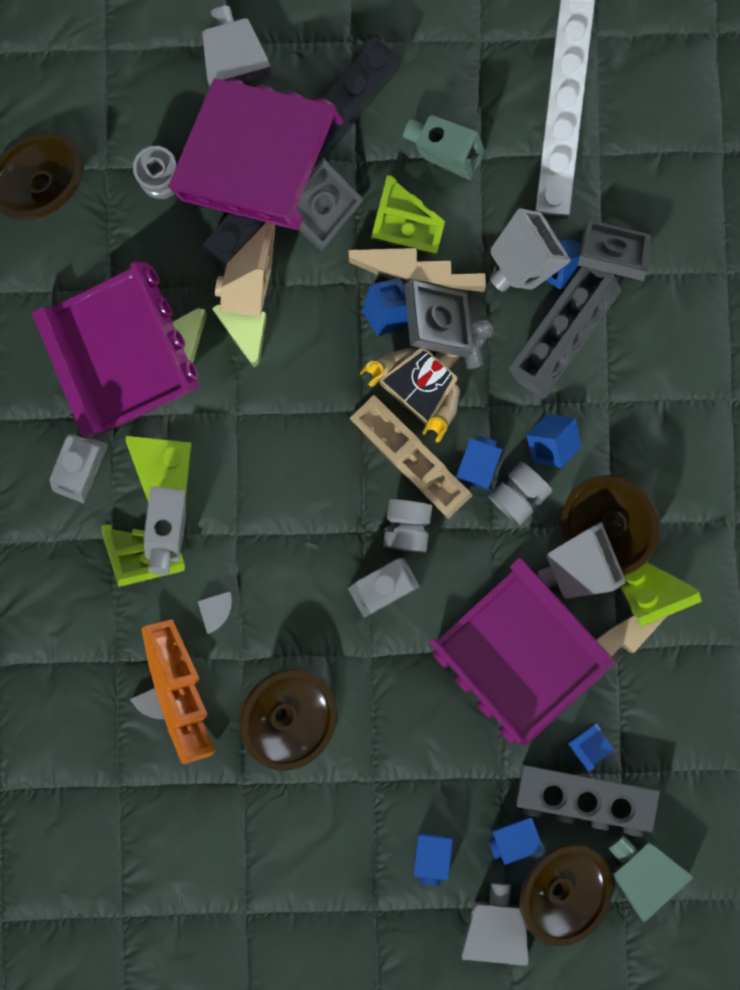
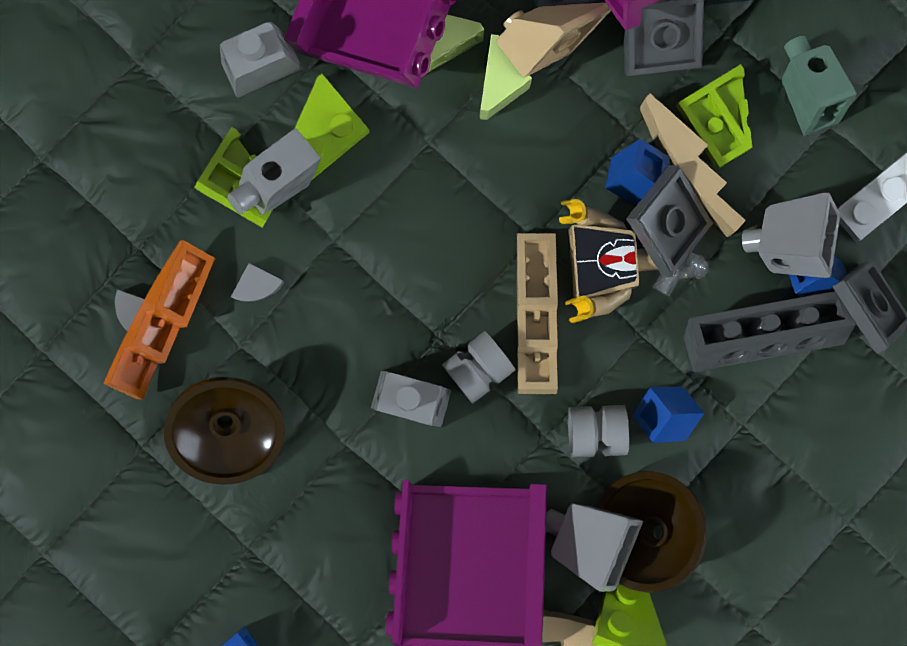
camera: 45 degrees right, 0 degrees up
(479, 462) = (589, 372): blue brick -> none

